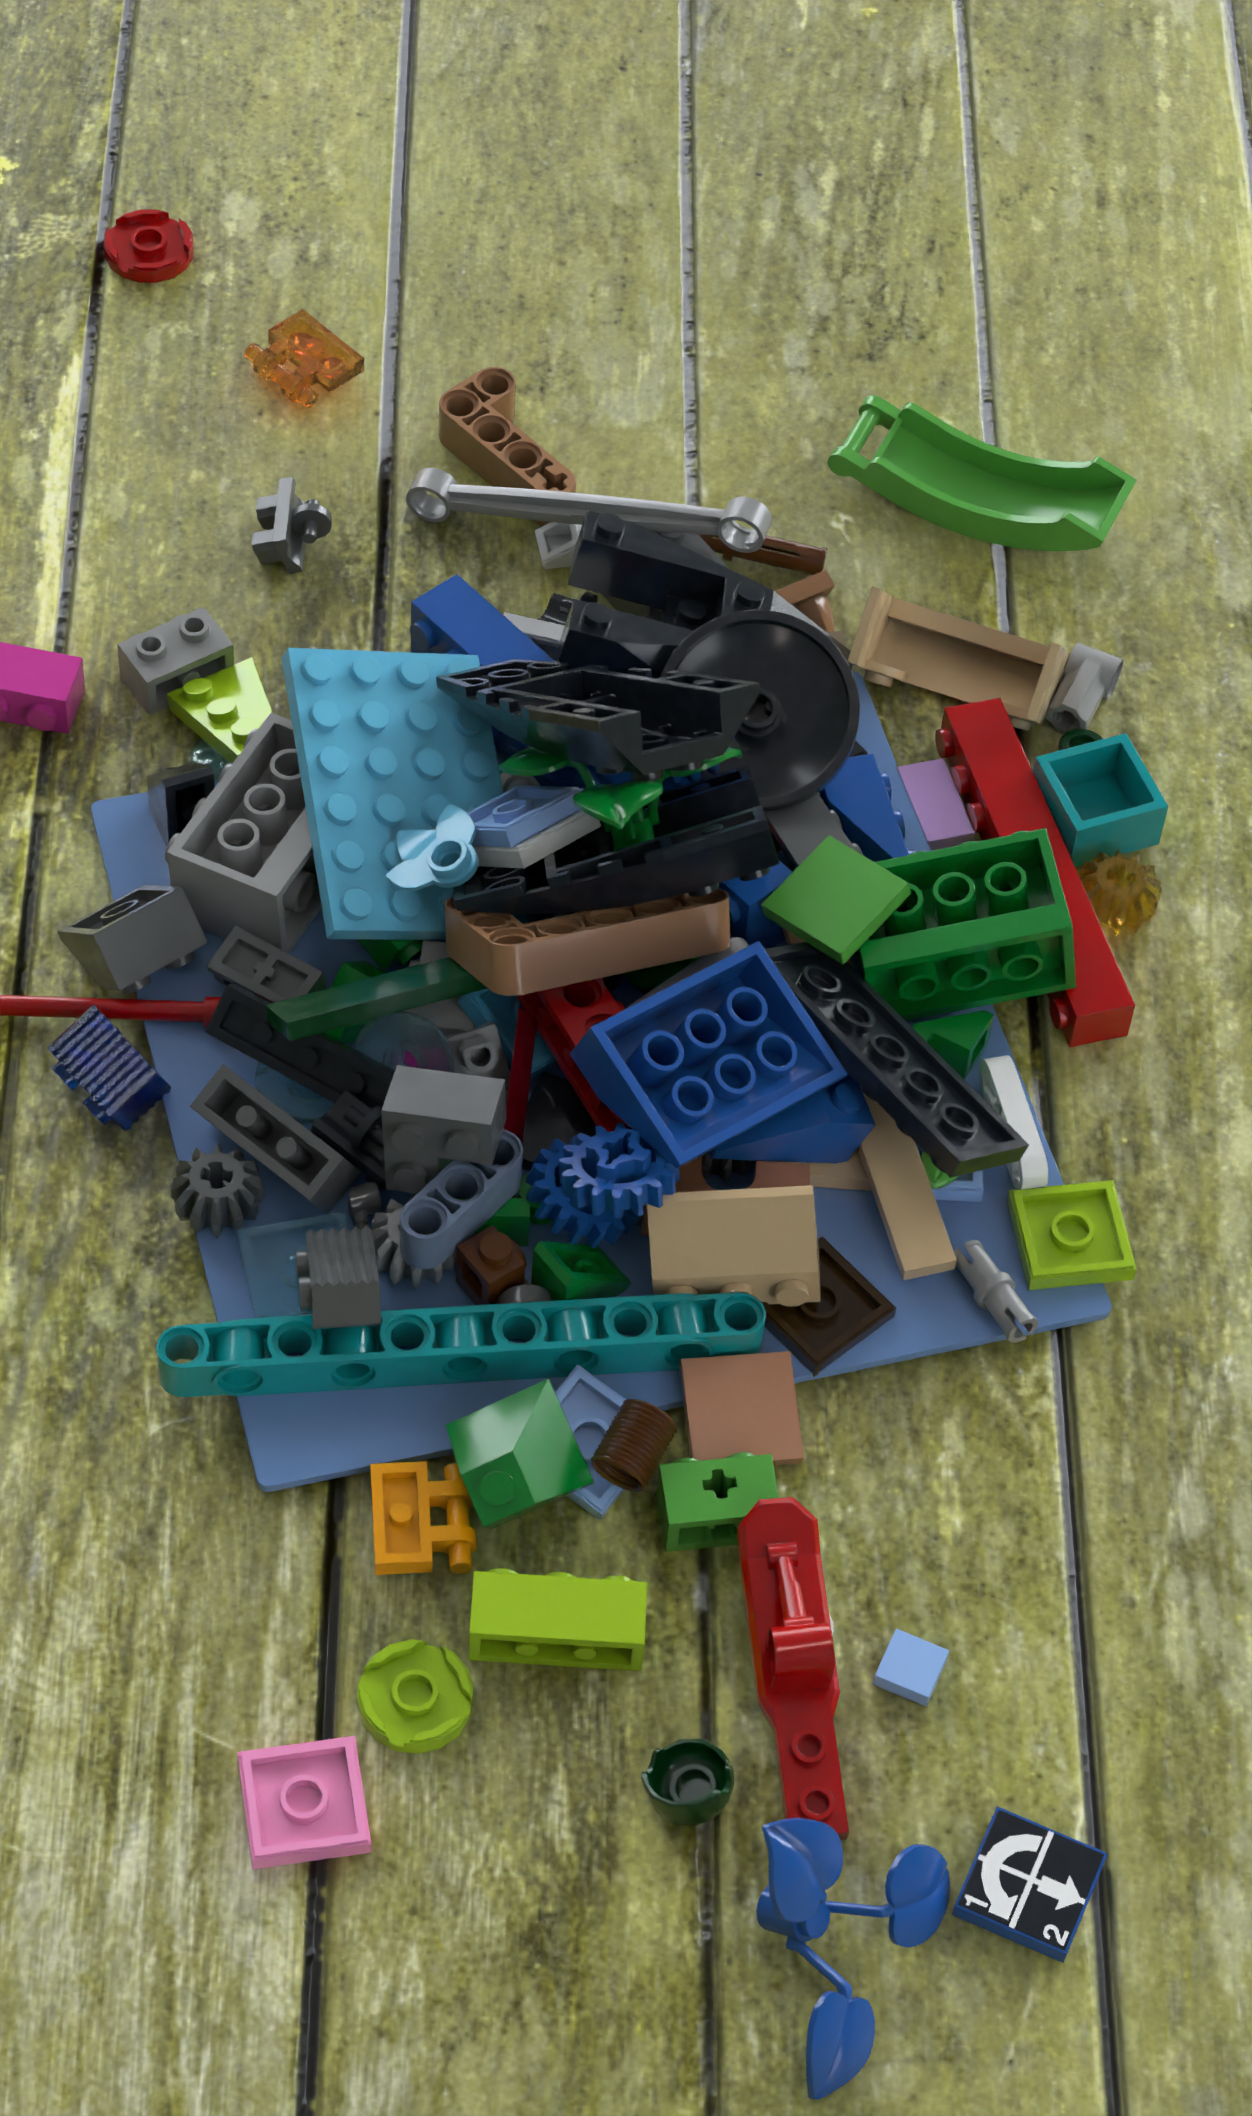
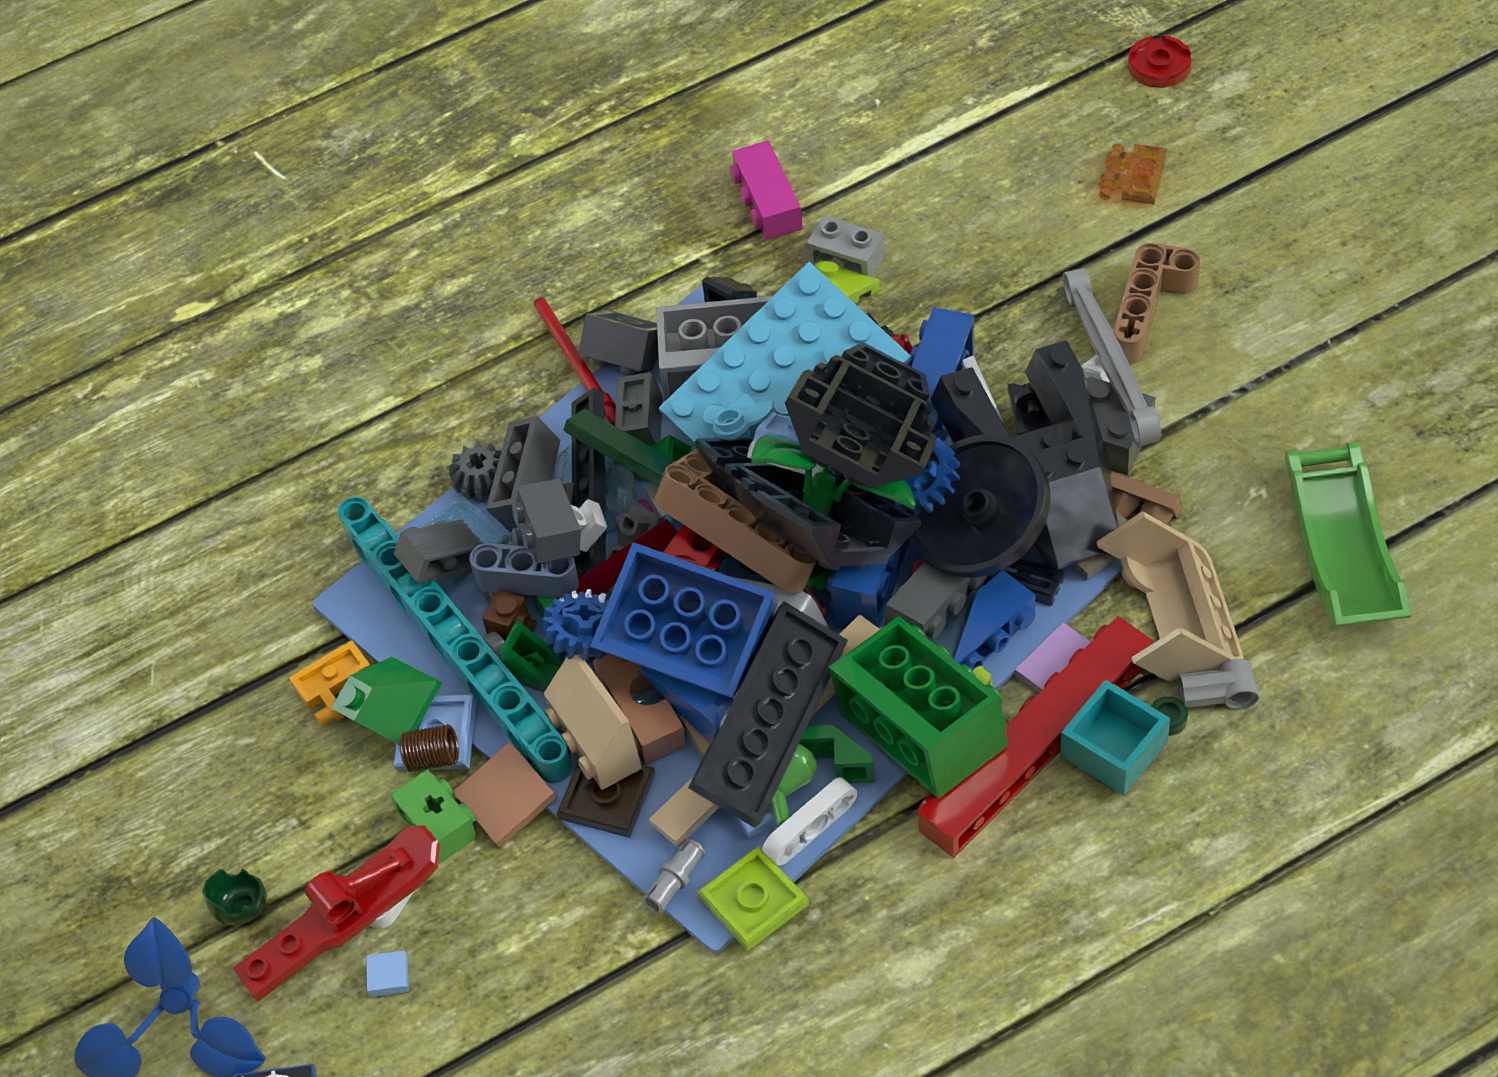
camera: 70 degrees right, 0 degrees up
(108, 1068) = (532, 383): clear blue brick -> none
(293, 525) = (992, 238): dark grey hips -> none
(304, 1802) = (132, 732): bright pink tile -> none
(414, 1696) = (226, 745): lime tile -> none
(558, 1620) = (308, 780): lime brick -> none
(807, 560) = (1178, 447): reddish brown pin -> none
(836, 899) = (866, 624): bright green tile -> none
(1121, 890) = (1055, 789): clear yellow gear -> none

